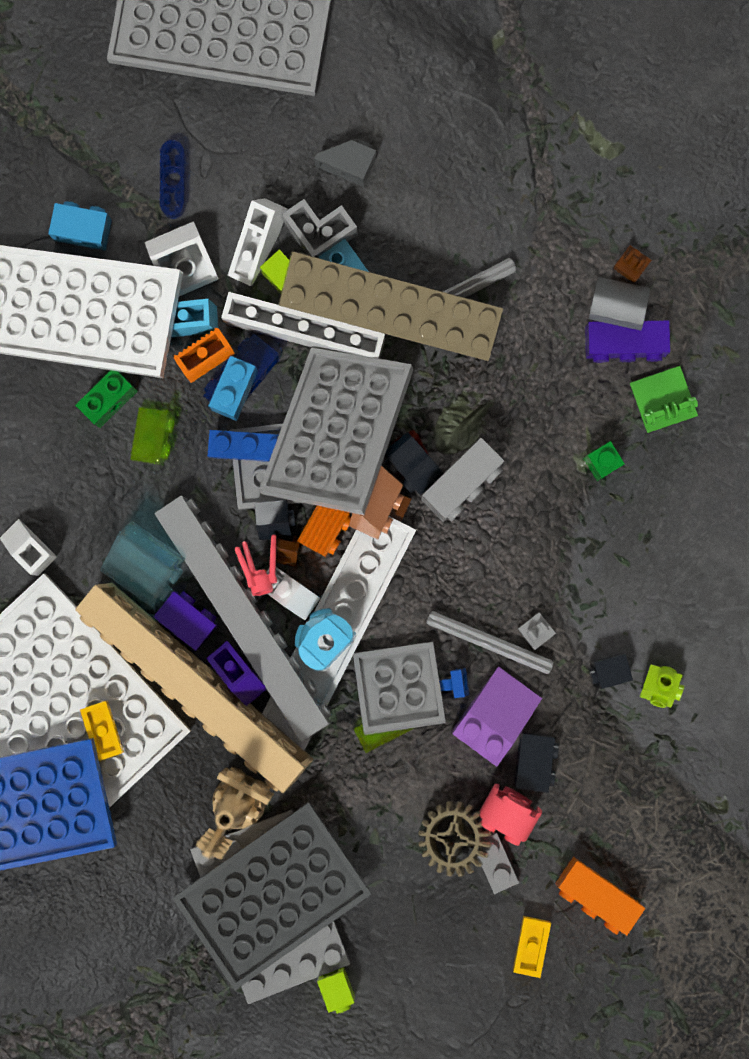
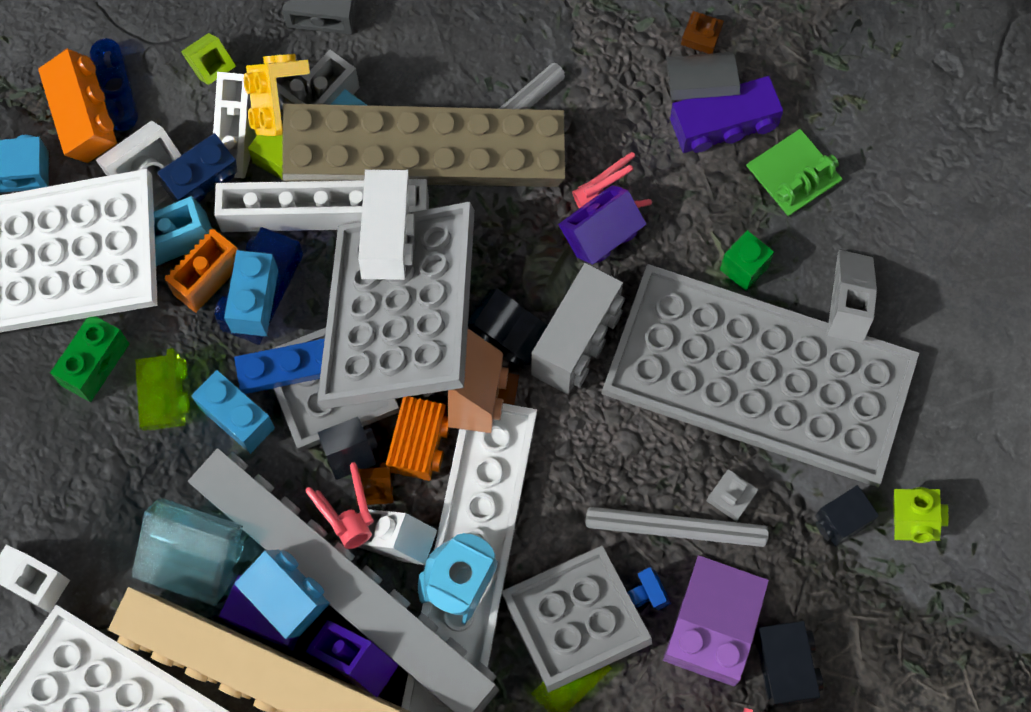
camera: 20 degrees left, 15 degrees down
(141, 193) = (77, 106): none -> orange brick
(199, 468) = (233, 411): none -> dark azure brick
(200, 617) = (283, 592): none -> brick
(218, 277) = (198, 170): none -> dark blue brick
(248, 182) = (207, 58): none -> lime brick
(282, 224) = (263, 91): none -> yellow bracket
(344, 366) = (386, 224): none -> white brick
(505, 376) = (595, 186): none -> coral plant
(506, 403) = (602, 224): none -> dark purple brick
(586, 549) = (761, 375): none -> light grey plate
(672, 512) = (852, 297): none -> light grey slope

